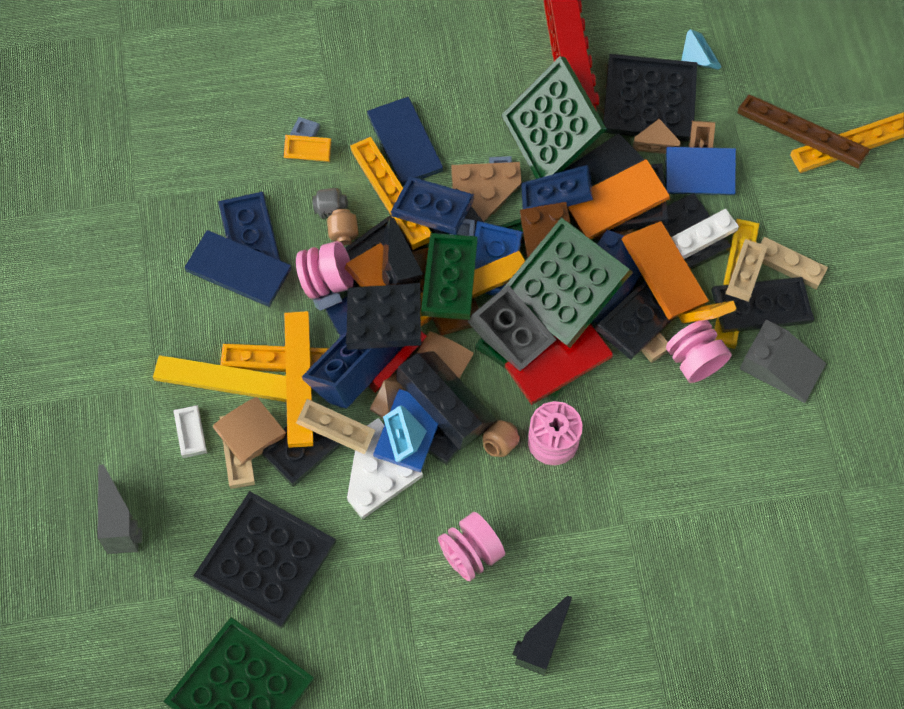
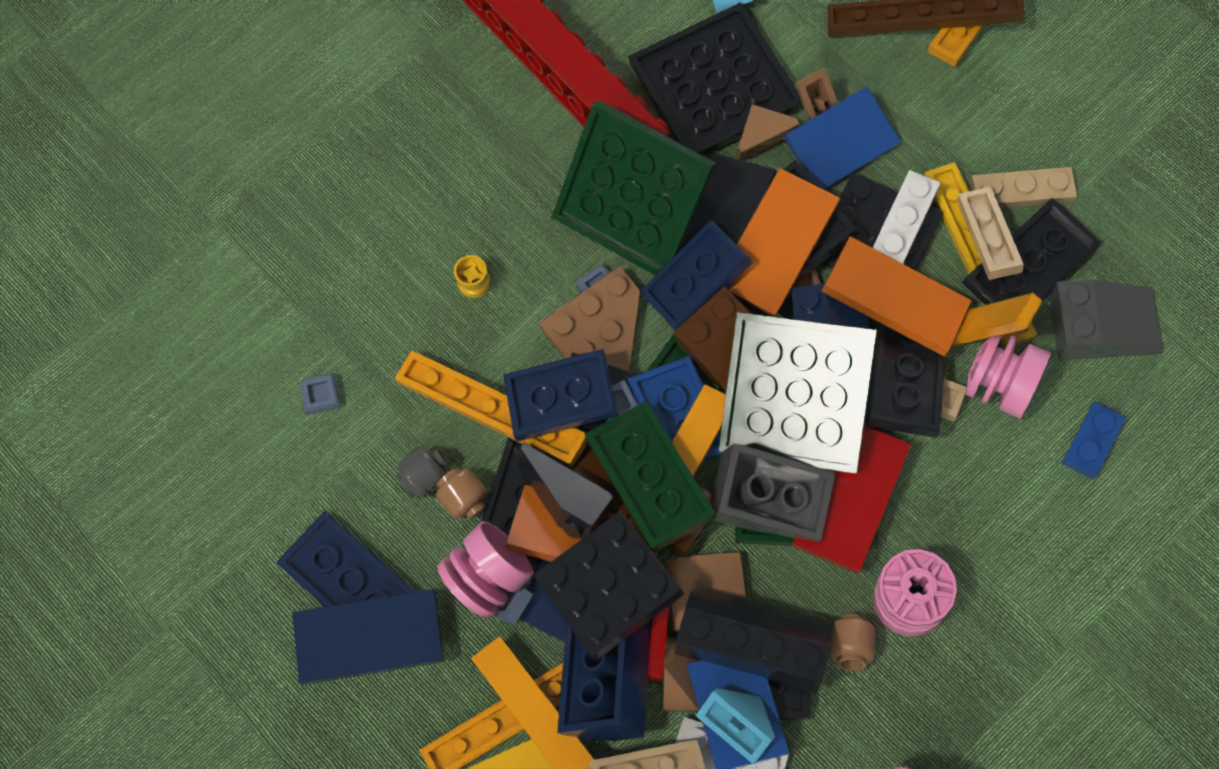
camera: 25 degrees left, 5 degrees up
(307, 148) = (341, 416): light orange tile -> none
(404, 140) = (456, 327): dark blue tile -> none
(433, 118) = (468, 270): none -> yellow wheel
(726, 423) = (1093, 440): none -> blue plate

